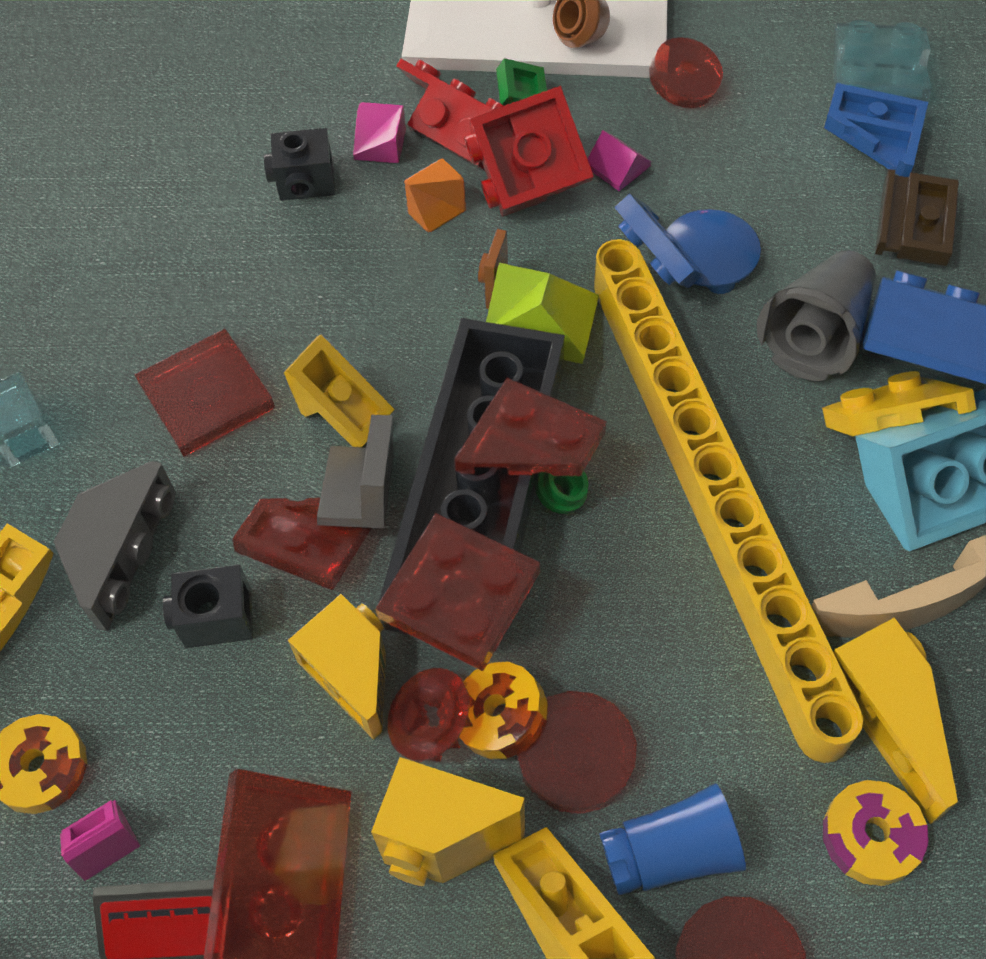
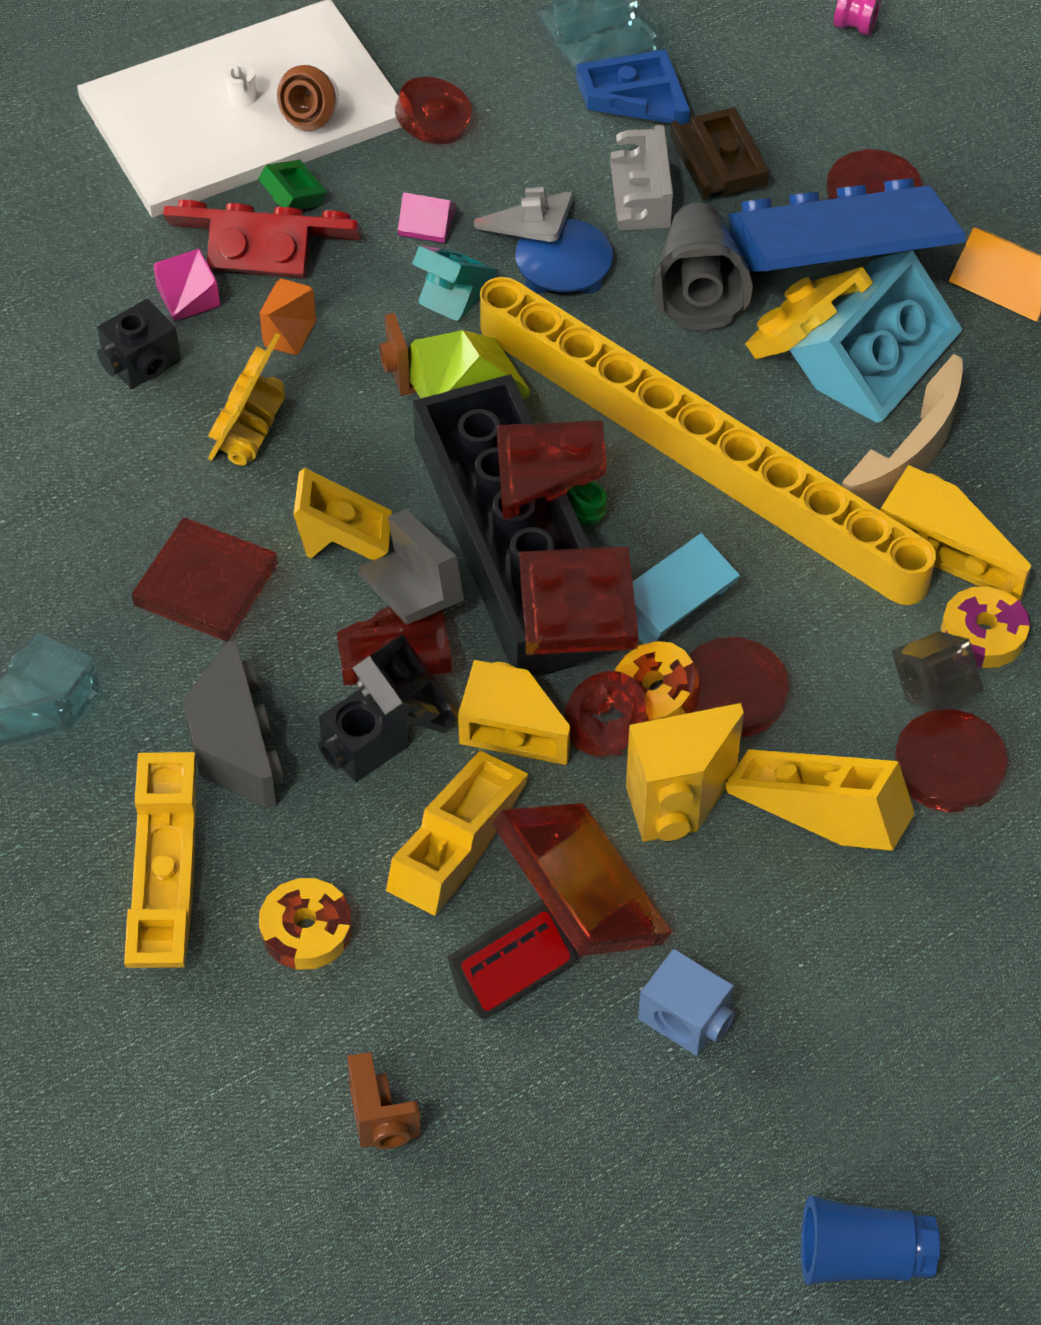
camera: 35 degrees left, 5 degrees down
(97, 840) = (405, 943): dark pink slope -> none
(197, 763) = (454, 833): none -> yellow slope
(253, 585) = (405, 687): none -> black wing
(351, 247) = (248, 410): none -> yellow hinge
(528, 151) = (354, 240): red plate -> none
(584, 621) = (679, 586): none -> medium azure hinge
(589, 220) = (451, 280): none -> teal slope
(642, 227) = (511, 260): wing -> none
(675, 844) = (855, 700): blue plant -> none
(706, 202) = (535, 218): none -> light grey piece
(782, 863) = (937, 670): none -> clear smoke brick
(828, 211) = (642, 180): none -> light grey hinge

